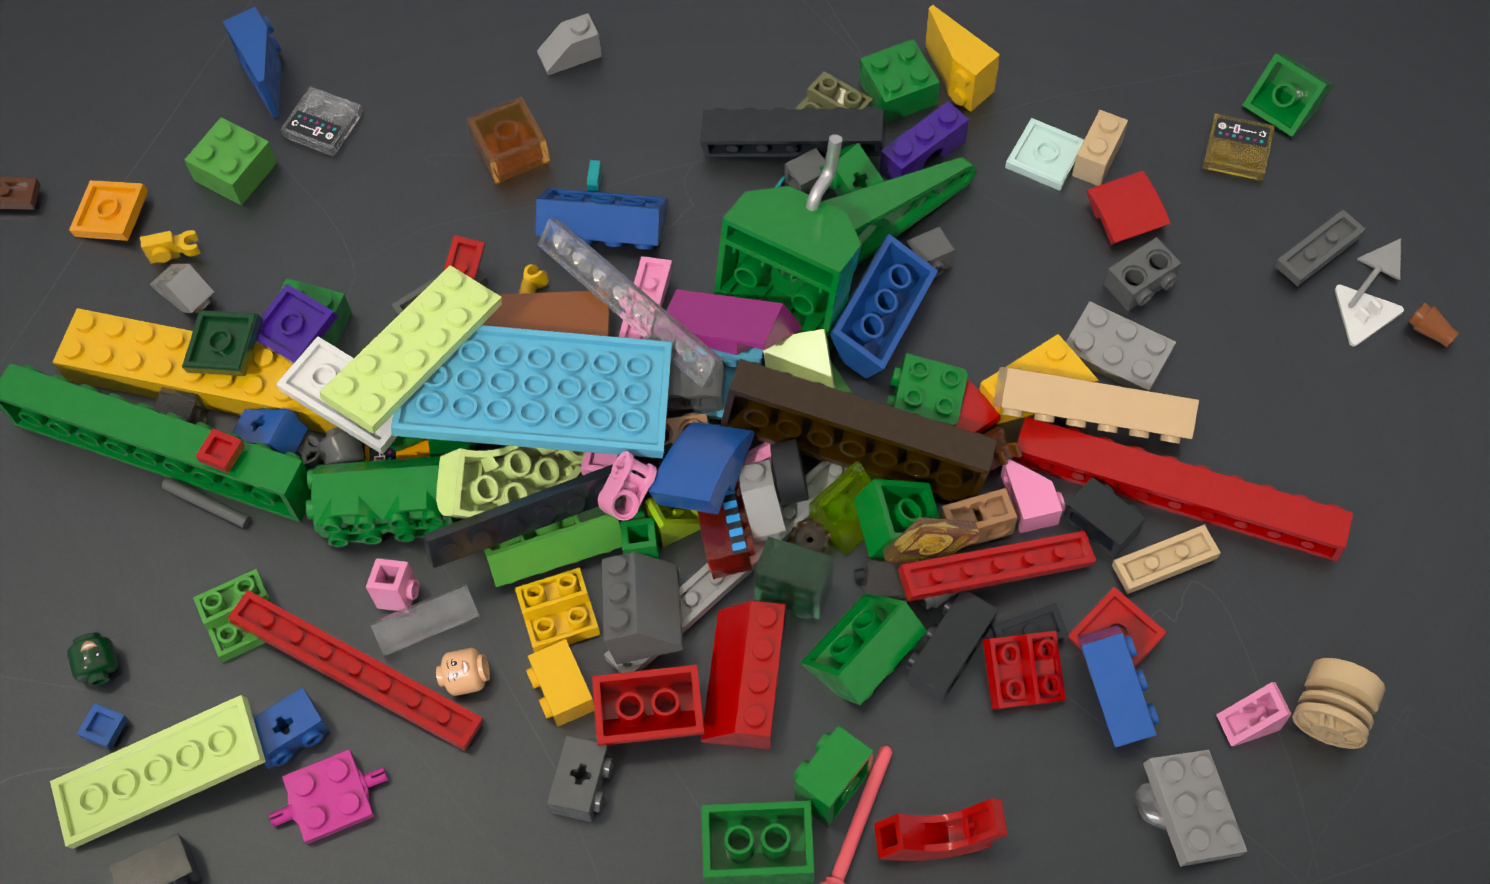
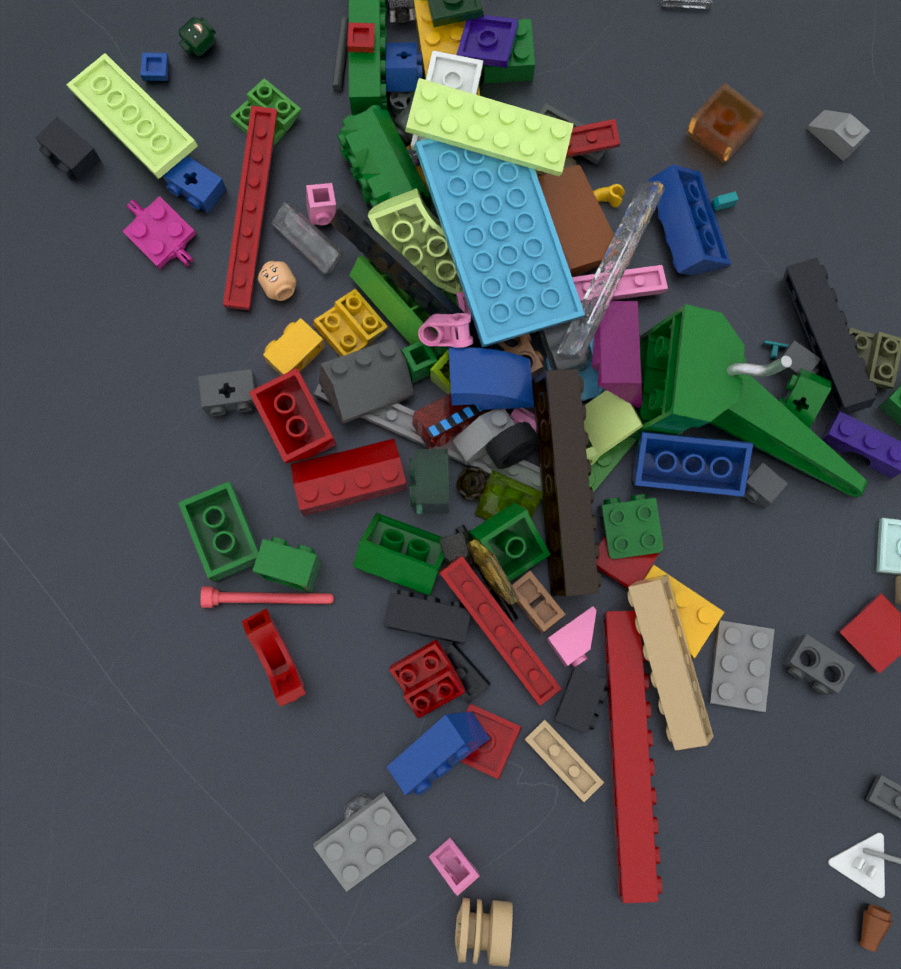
camera: 65 degrees right, 15 degrees up
(1003, 449) = (607, 598): reddish brown piece -> none

